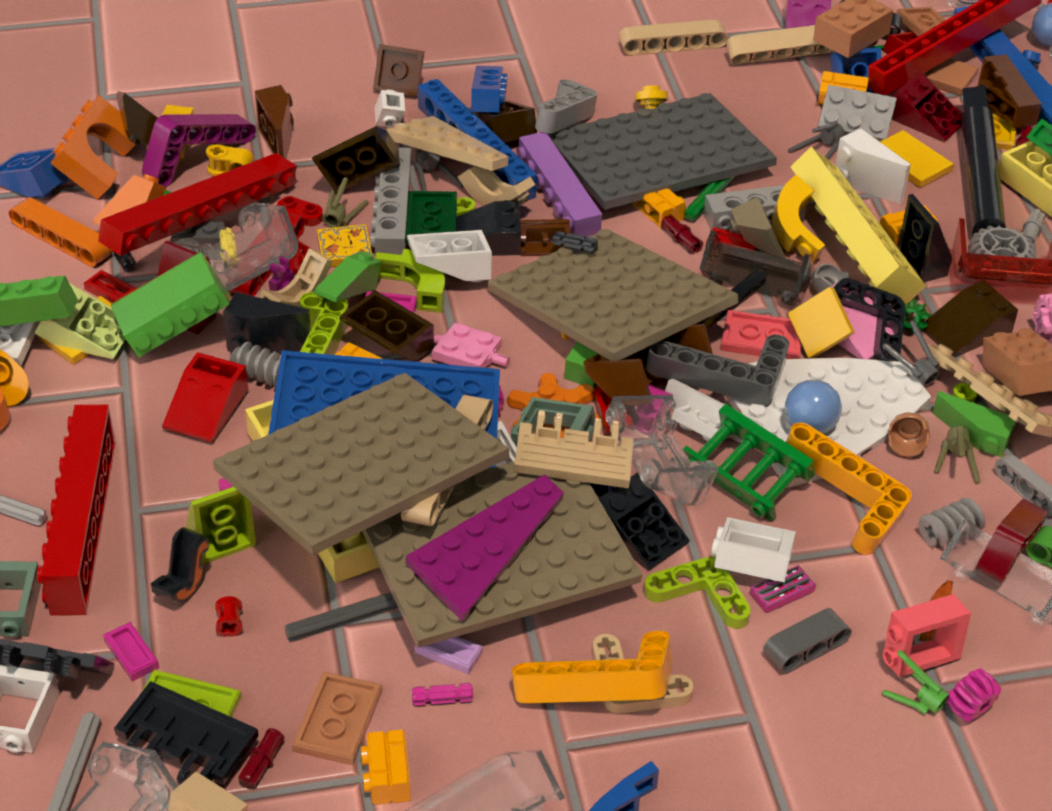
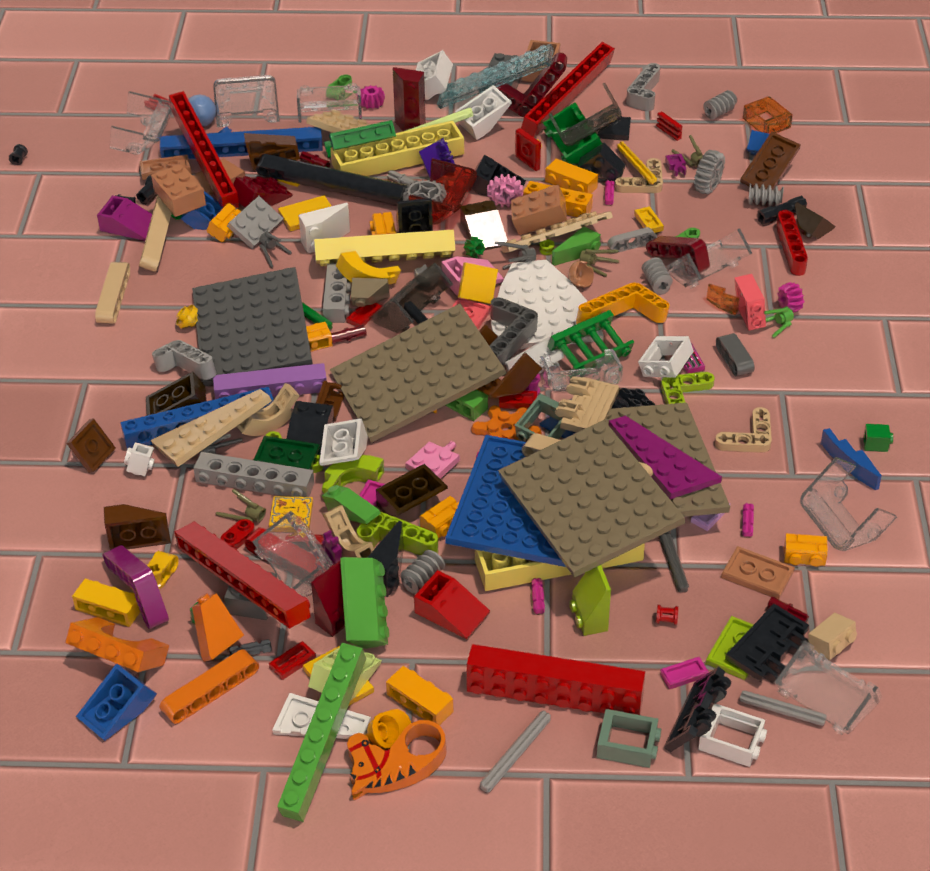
camera: 75 degrees left, 0 degrees up
(56, 396) = (419, 696): none -> light orange brick
(135, 119) = (100, 608): dark brown slope -> none
(184, 566) = (624, 629): black animal -> none
(227, 242) = (294, 566): light yellow axle -> none
(358, 158) = (211, 479): dark brown slope -> none
(488, 89) = (146, 396): blue brick -> none
(575, 241) = (351, 381): black axle -> none
(598, 679) = (765, 422): light orange beam -> none
(814, 404) = (559, 302): medium blue piece -> none
(884, 314) = (472, 253): black beam -> none

